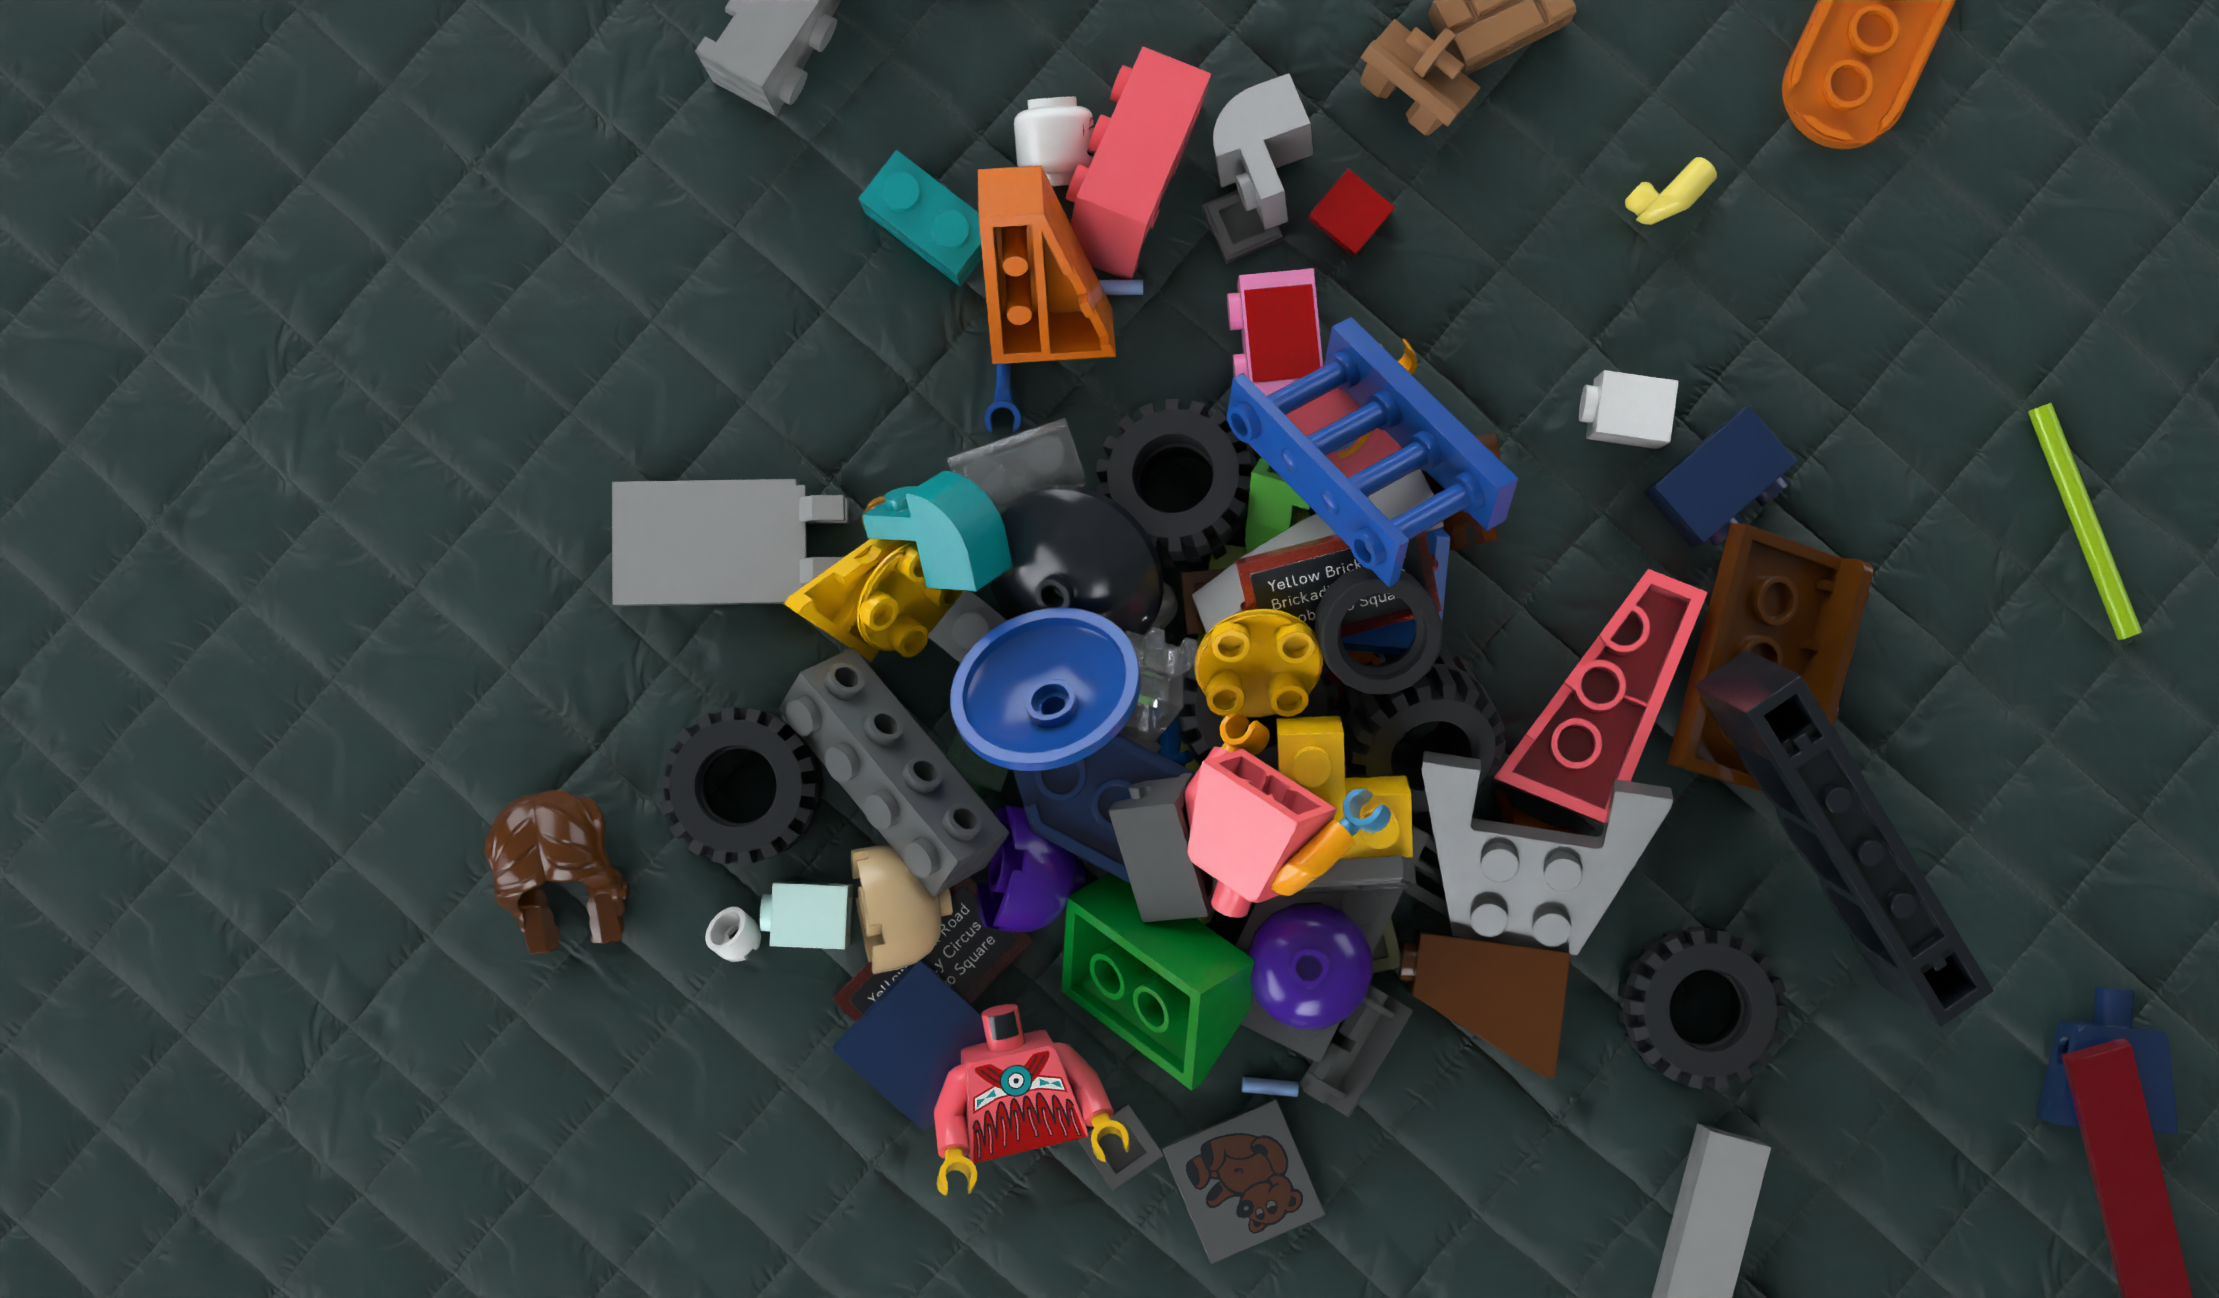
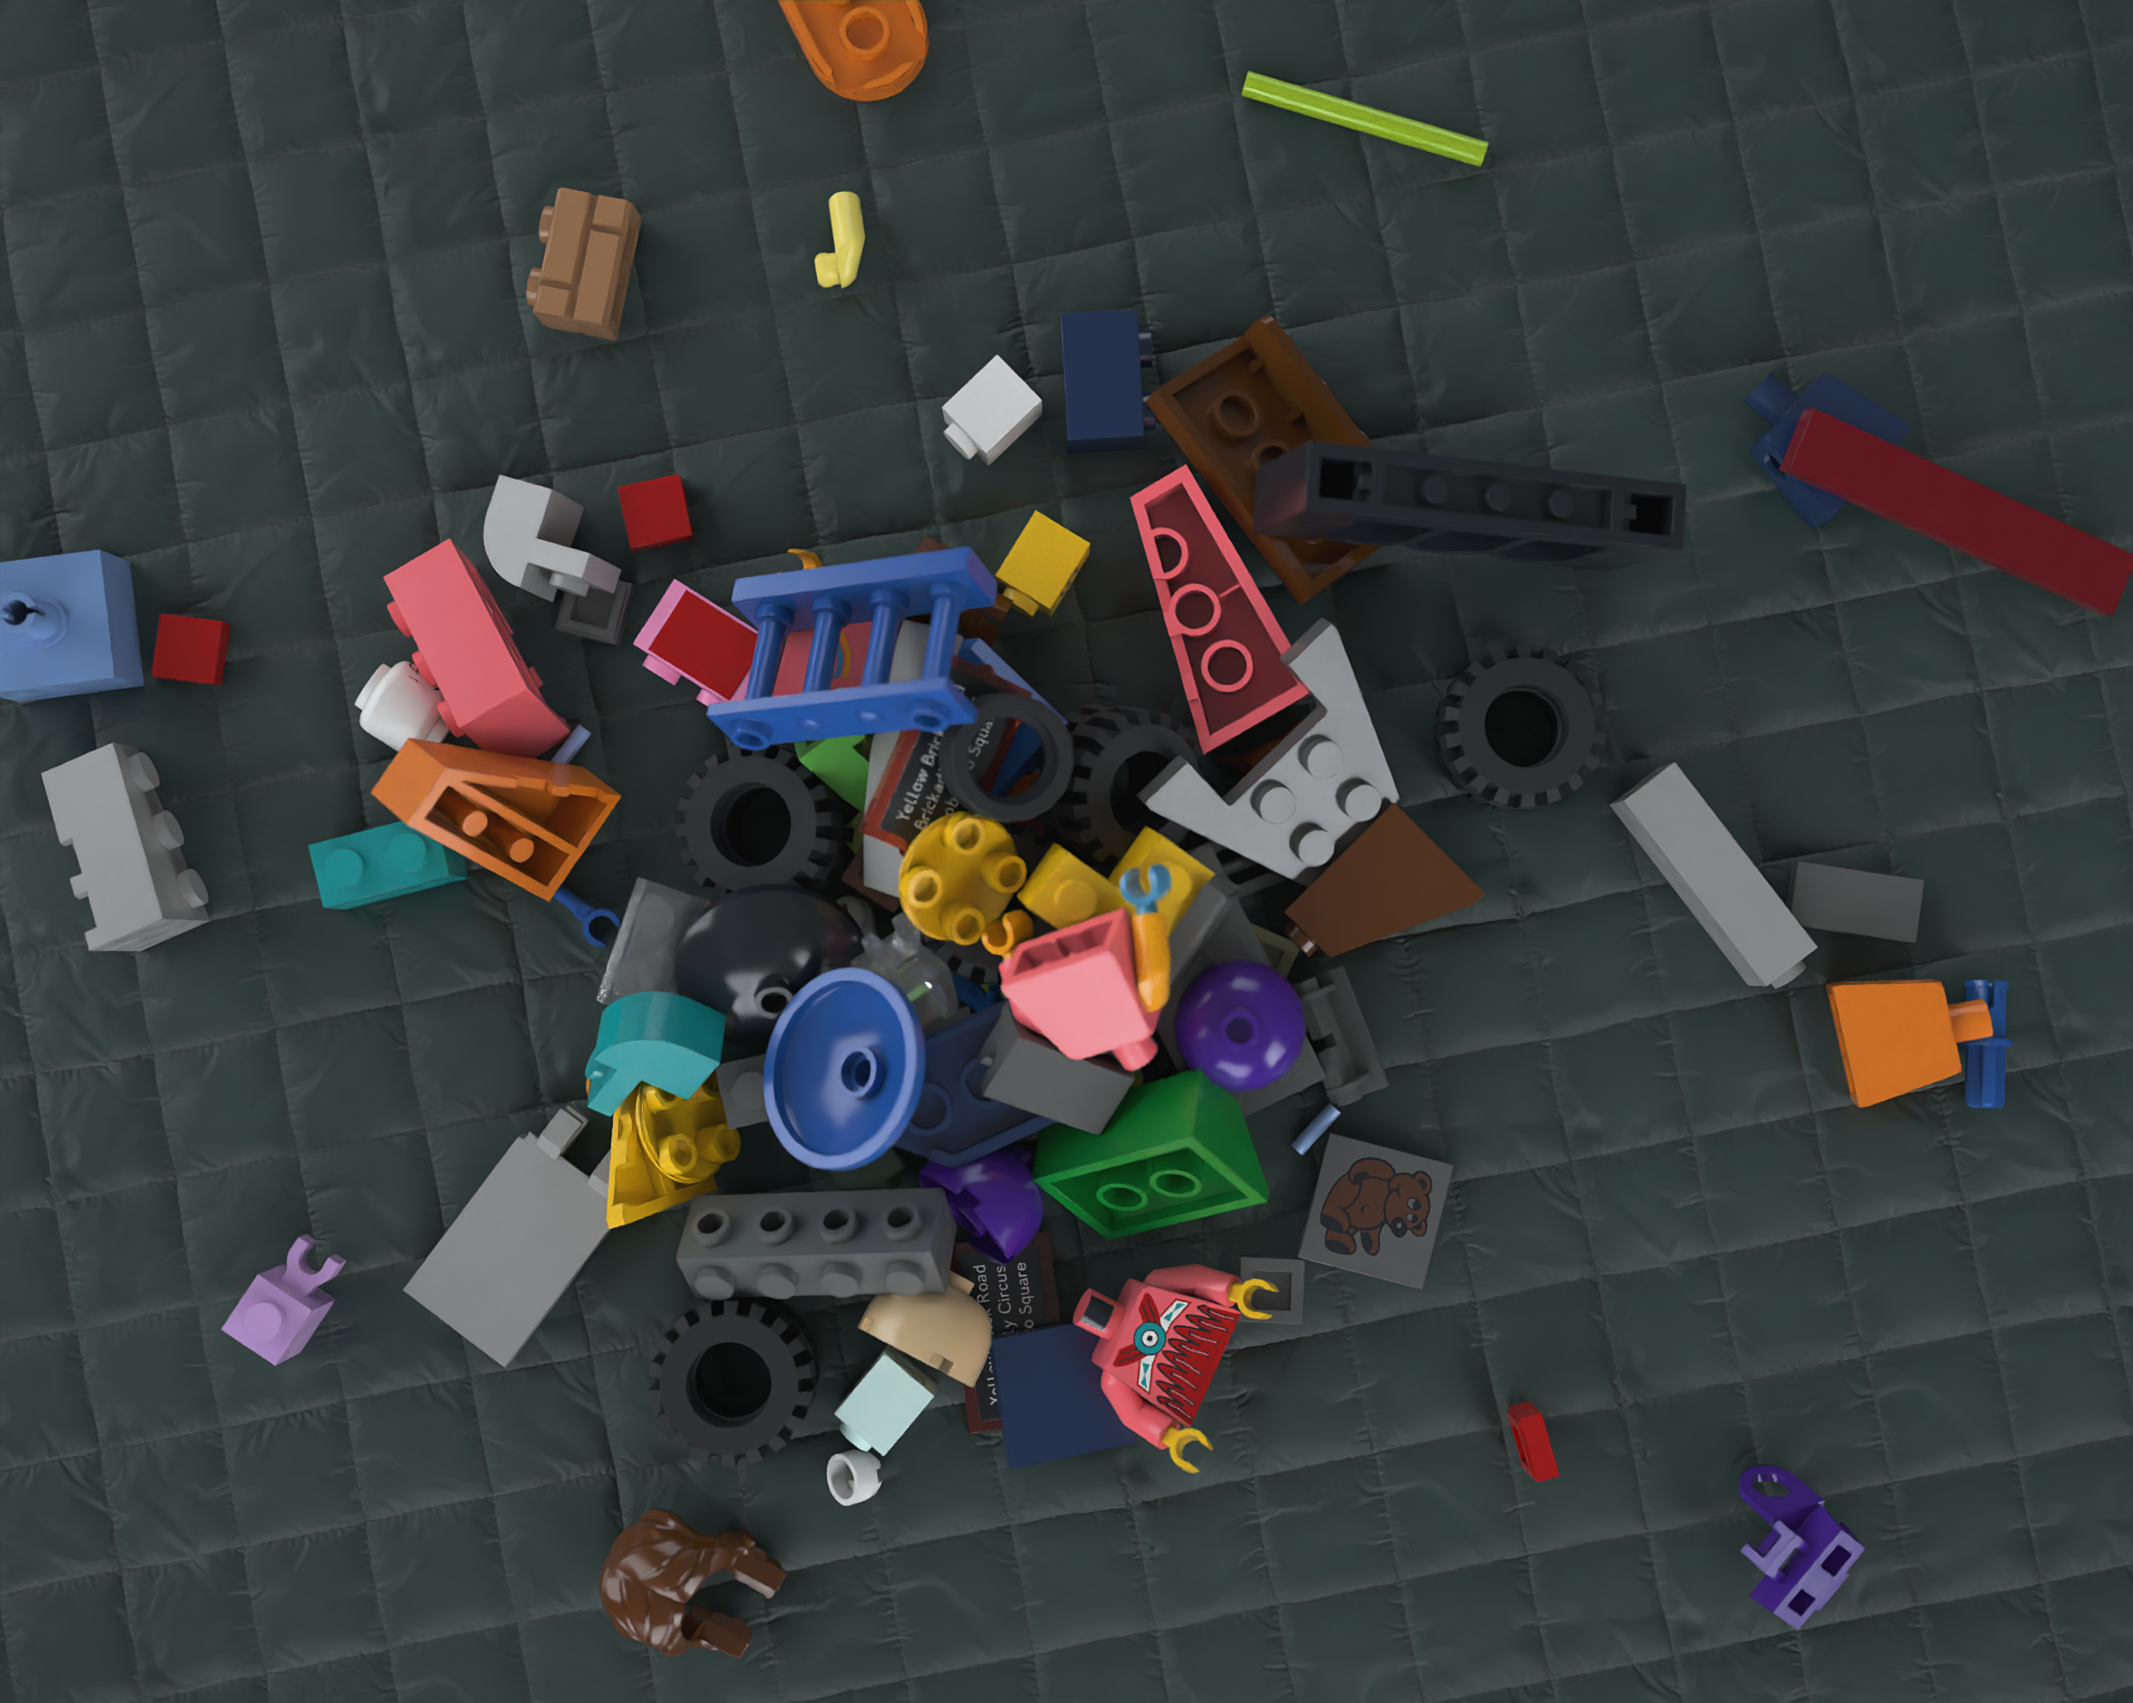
camera: 55 degrees left, 0 degrees up
(532, 401) = (284, 1305): none -> lavender brick
(1420, 70) = (583, 365): medium nougat hips -> none
(1541, 541) = (1041, 566): none -> yellow brick

